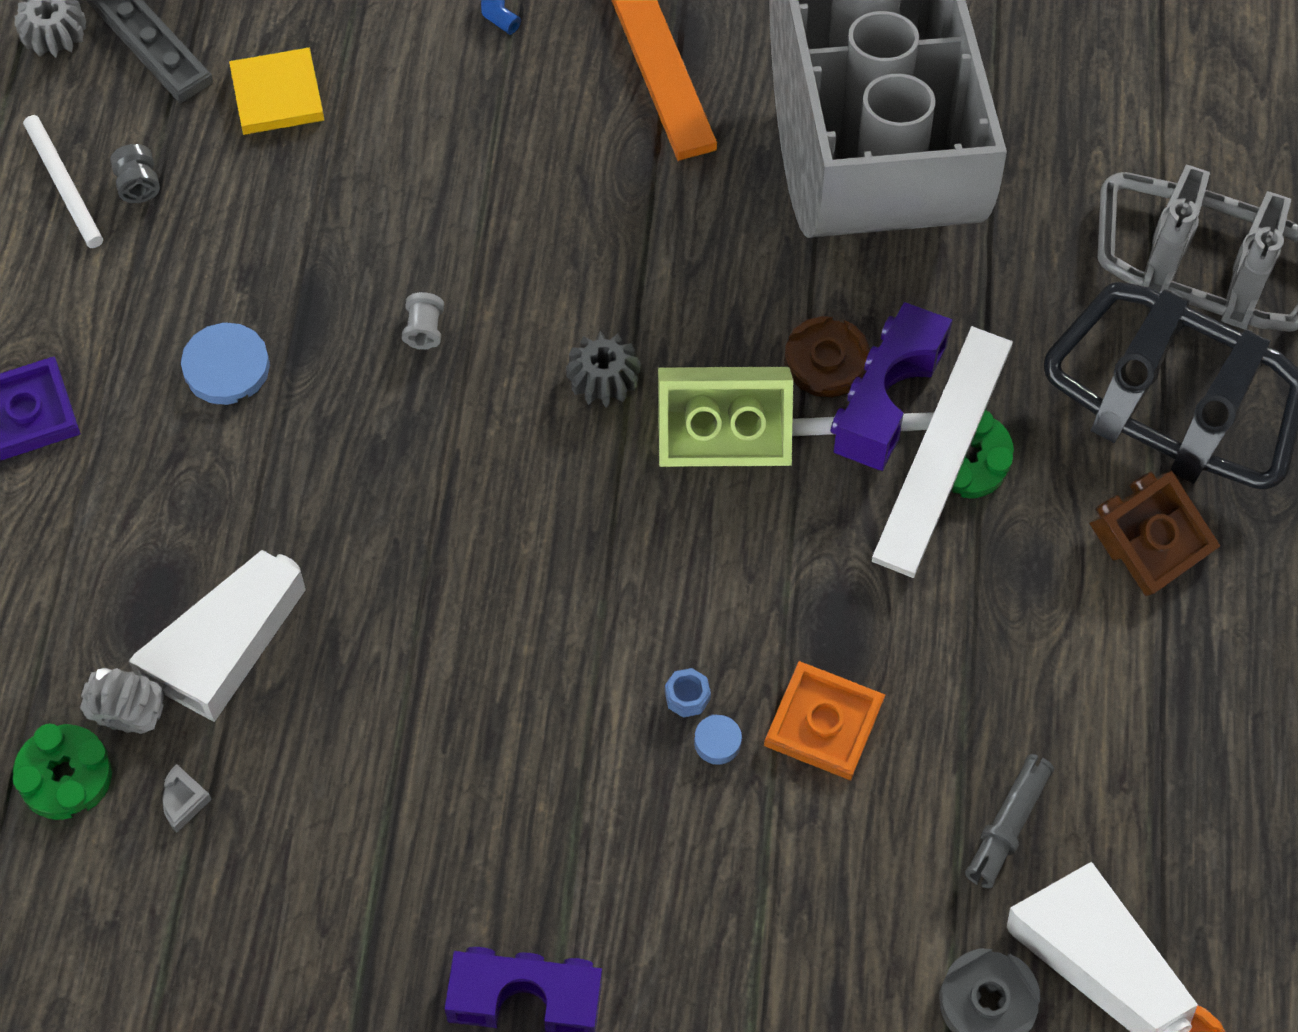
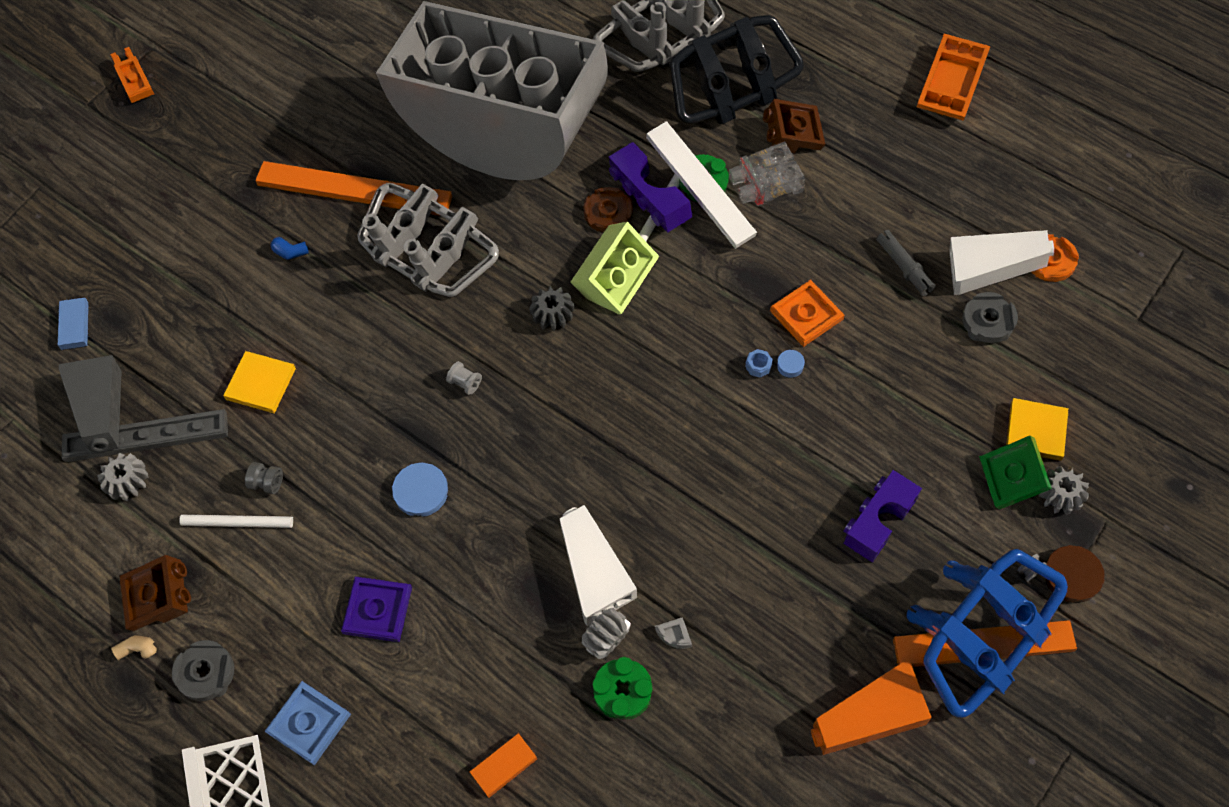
camera: 55 degrees left, 0 degrees up
(608, 119) = (429, 264): none -> light grey piece
(1034, 538) = (767, 175): none -> clear hips

